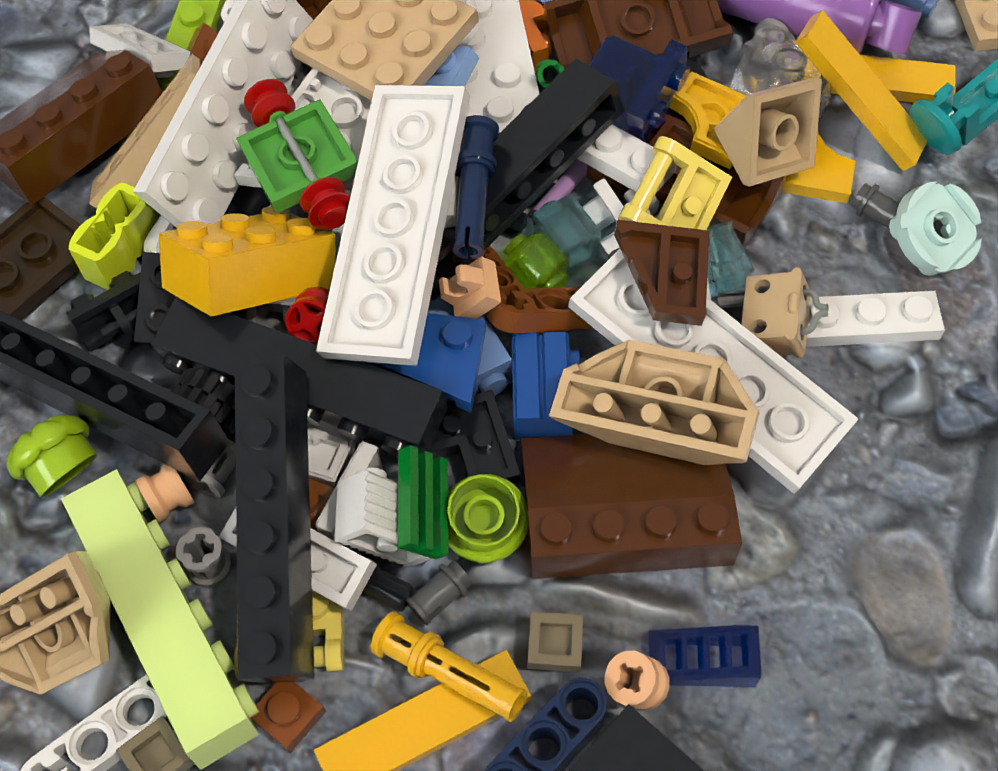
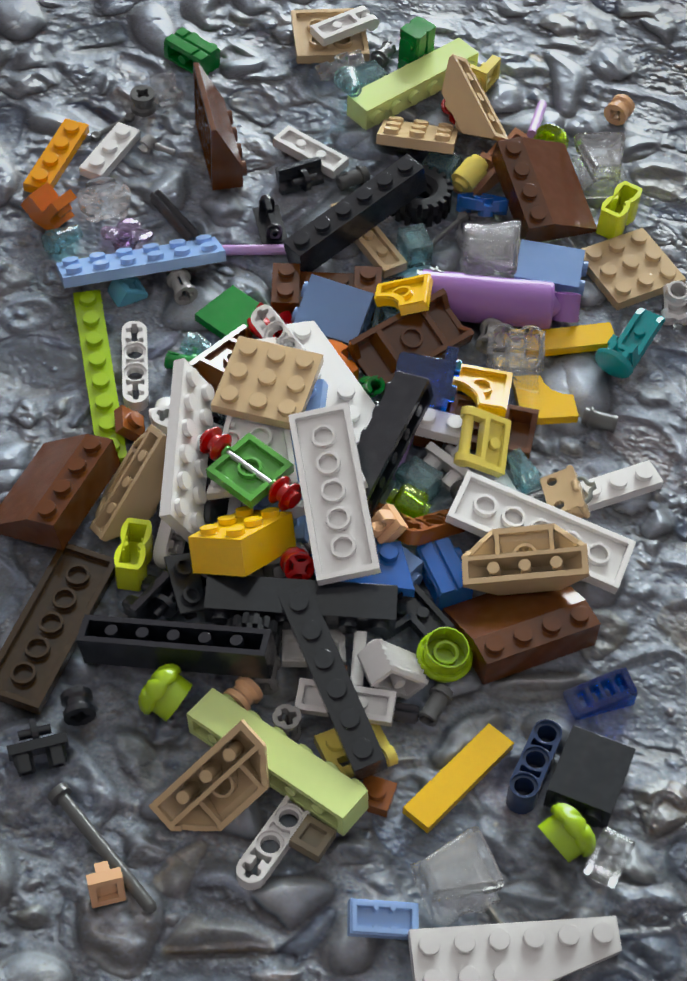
camera: 25 degrees left, 10 degrees down
(156, 52) = (67, 428): white plate -> none
(422, 492) = (411, 652): green tile -> none
(423, 661) = (446, 738): yellow pin -> none
(474, 168) = (369, 461): dark blue pin -> none
(555, 642) = (514, 711): dark tan plate -> none
(647, 687) = (577, 718): light nougat wheel -> none
(667, 268) = (499, 482): reddish brown wing -> none
(773, 131) = (525, 388): tan slope -> none
(861, 90) = (565, 351): yellow tile -> none
(917, 235) = (625, 426): light aqua plate -> none

